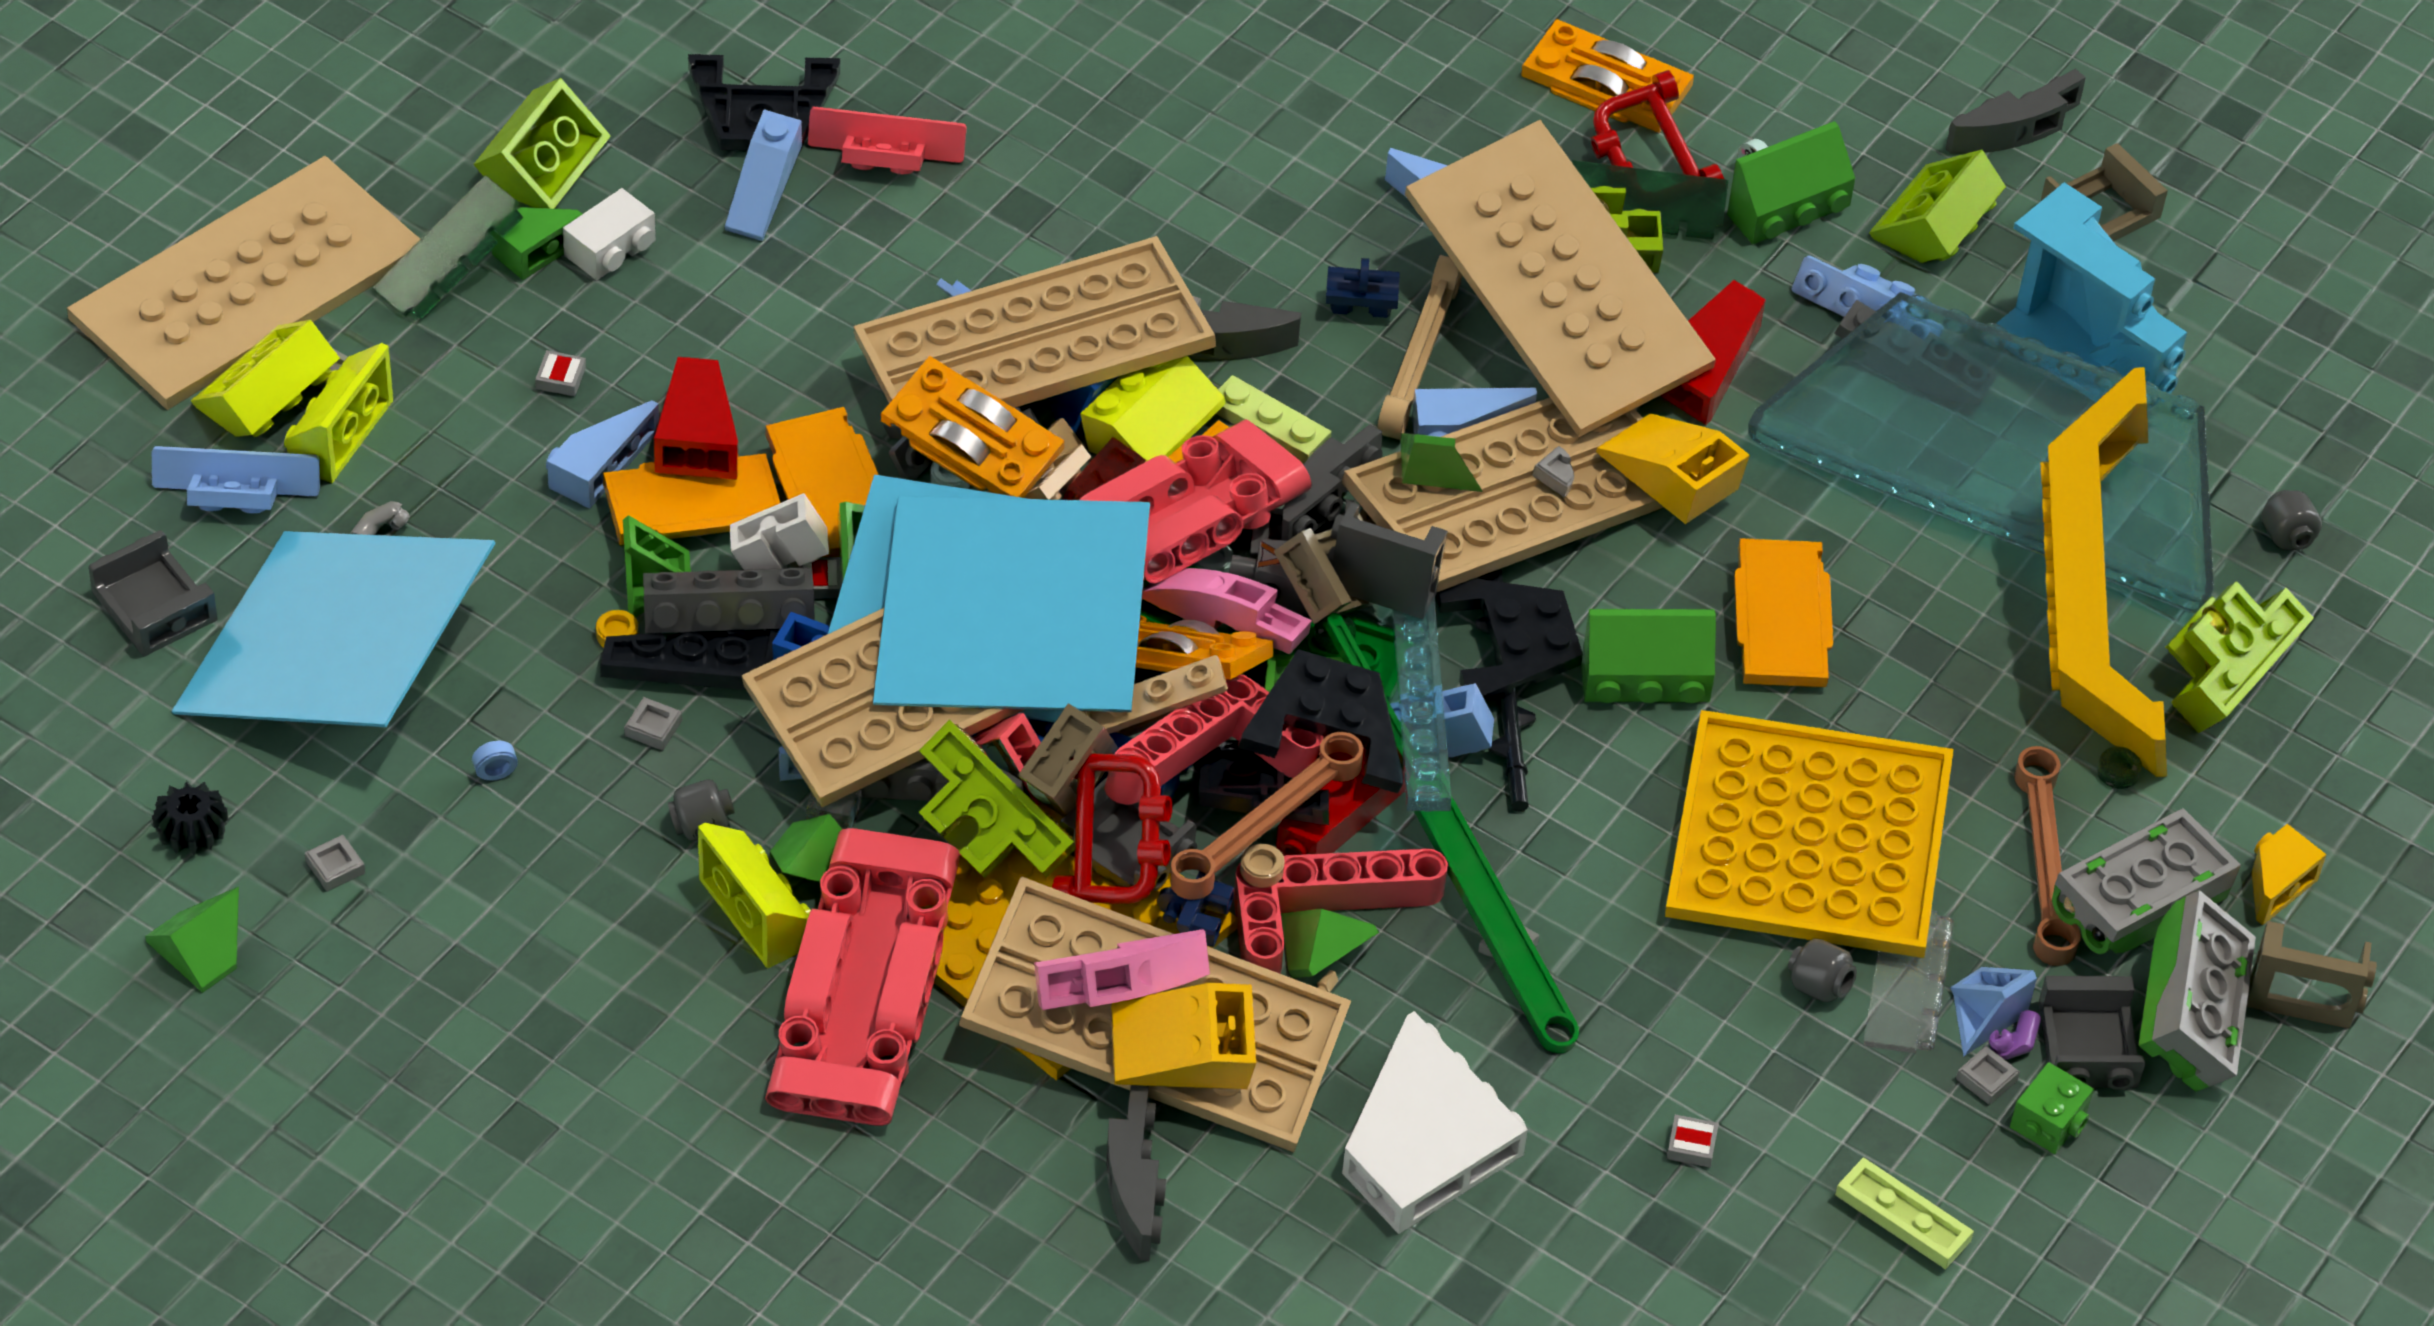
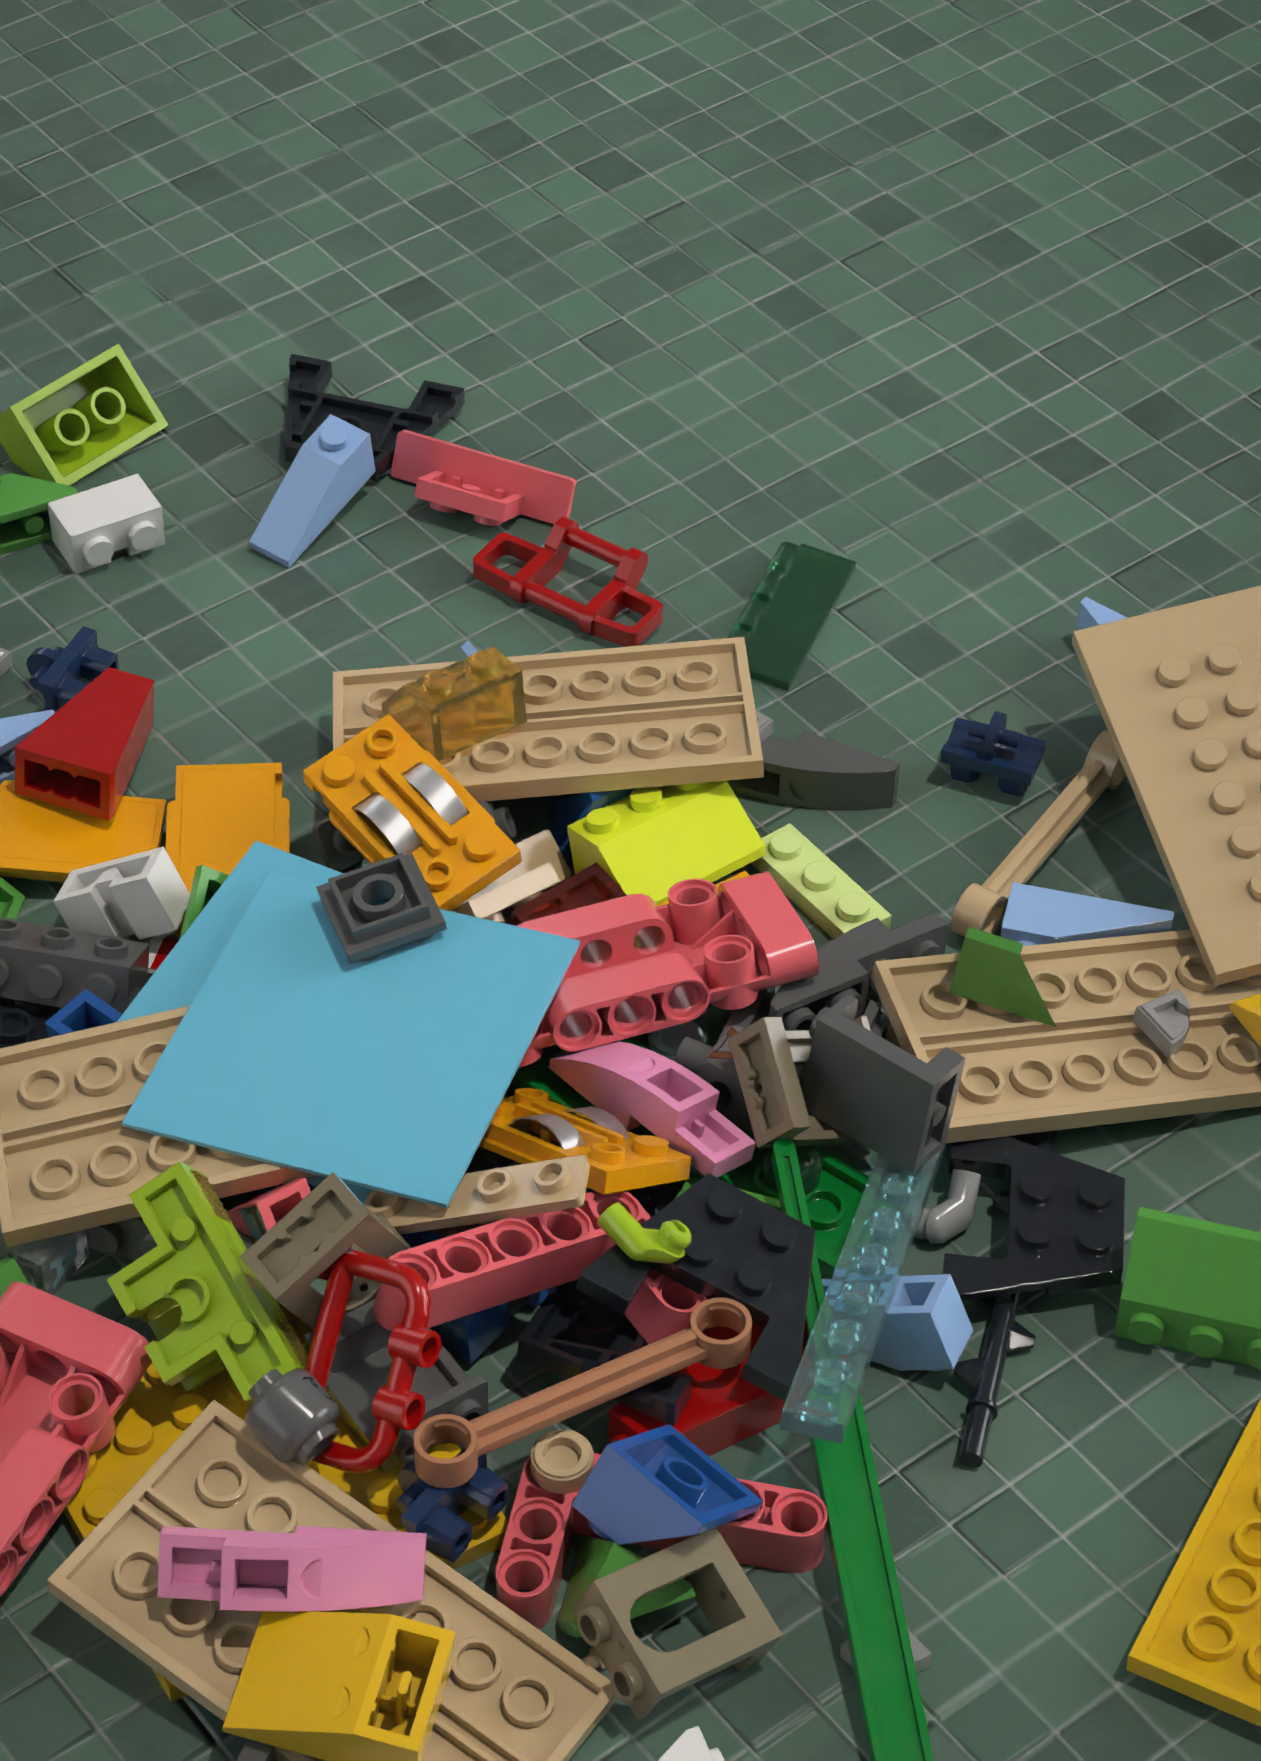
camera: 20 degrees right, 5 degrees down
(636, 367) = (65, 672): none -> dark blue hips
(964, 197) = (547, 562): none -> red bar
(973, 333) = (461, 703): none -> clear yellow slope
(1000, 525) = (372, 929): none -> dark grey piece
(1083, 873) = (292, 1415): none -> dark grey head
(1164, 197) = (790, 610): none -> clear green windscreen
(1277, 707) = (644, 1243): none -> lime arm
(1339, 869) = (659, 1490): none -> blue slope
(1397, 928) = (724, 1594): none -> dark tan panel
(1455, 635) = (953, 1214): none -> light grey arm

